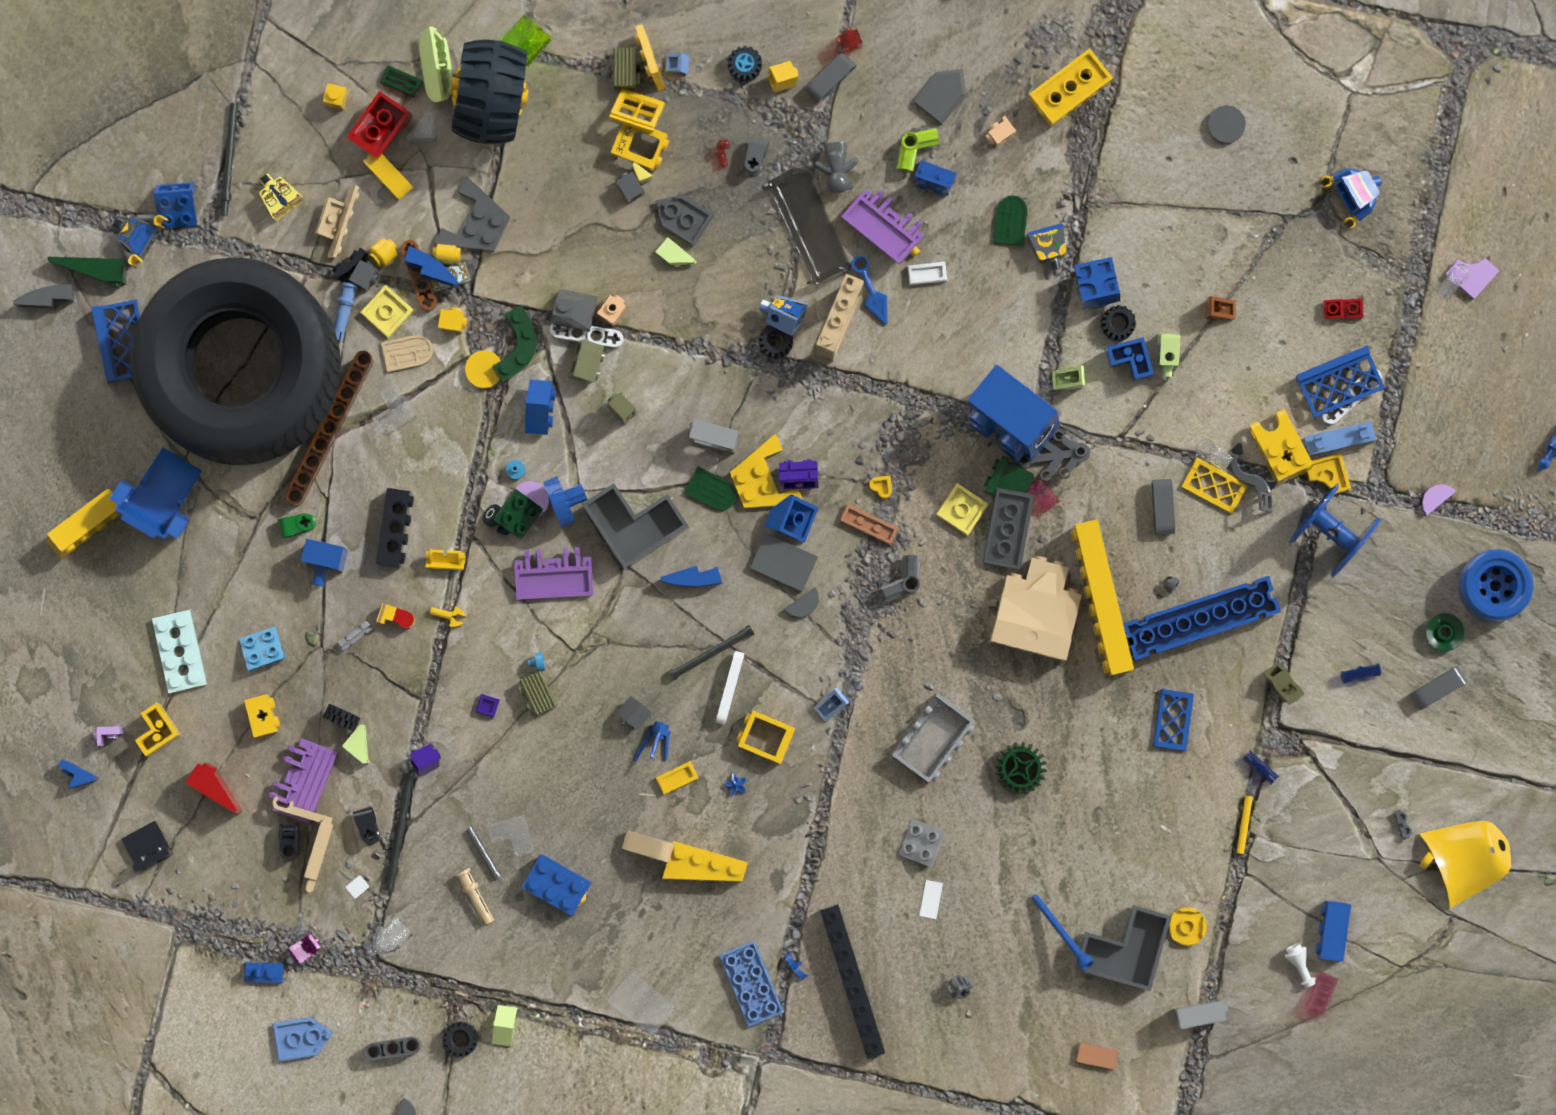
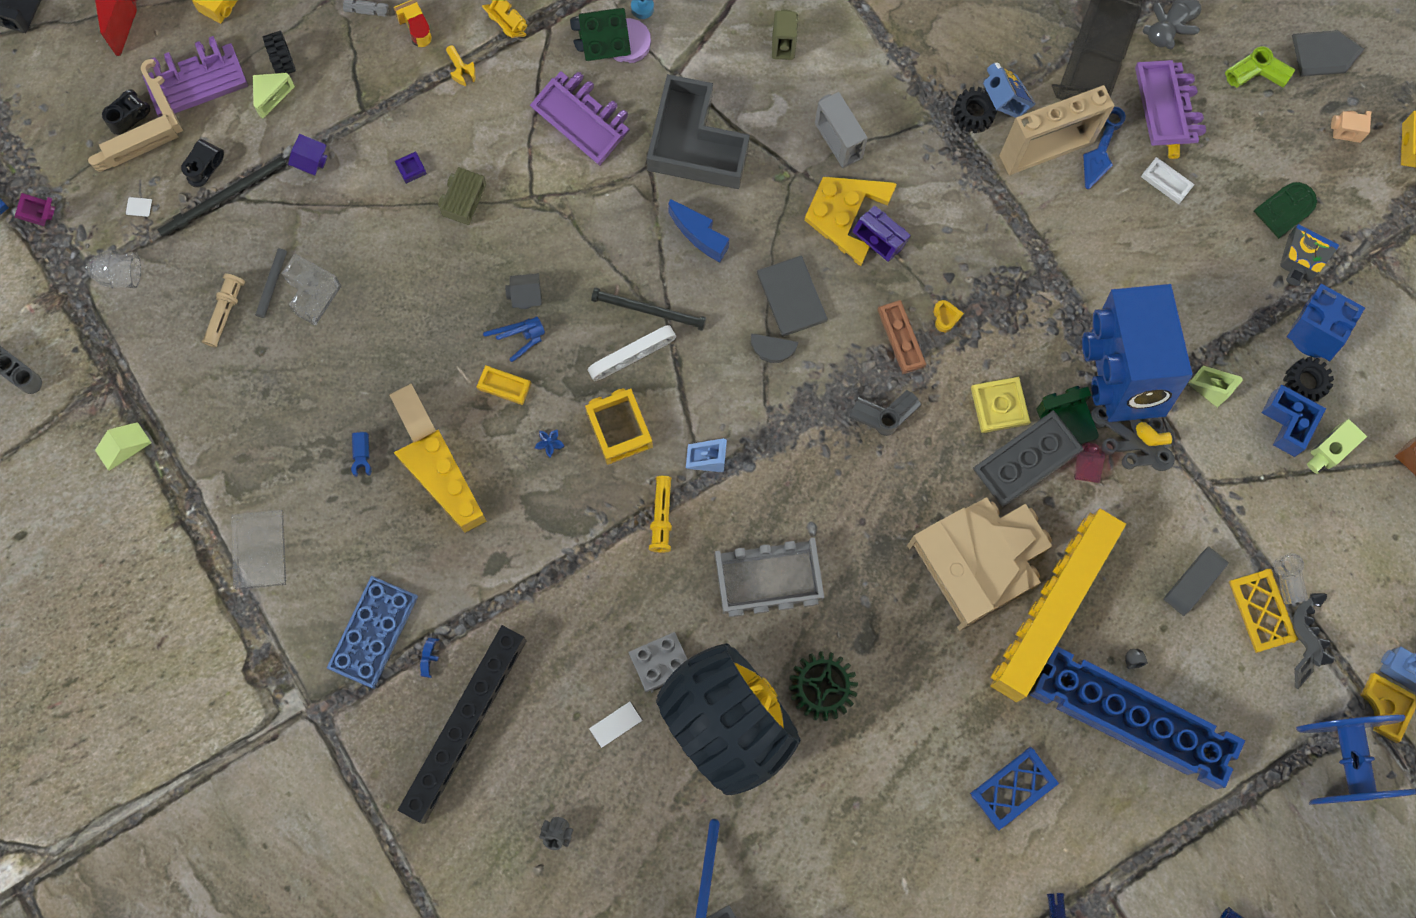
camera: 40 degrees right, 10 degrees down
(448, 1039) = (81, 427): black tyre -> none
(538, 662) = (492, 171): dark azure tile -> none
(557, 885) = (300, 369): blue piece -> none
(563, 500) = (653, 56): blue piece -> none
(639, 895) = (360, 452): none -> blue bar
(711, 490) = (791, 178): dark green window -> none
(792, 518) = (839, 264): blue slope -> none
(846, 769) = (661, 525): none -> yellow pin
(934, 178) = (1251, 108): blue bracket -> none
(992, 840) = (727, 719): none -> black wheel
(1063, 447) = (1151, 437): none -> yellow arm
(1281, 443) = (1365, 638): yellow brick -> none
(1283, 684) = (1158, 861): olive brick -> none

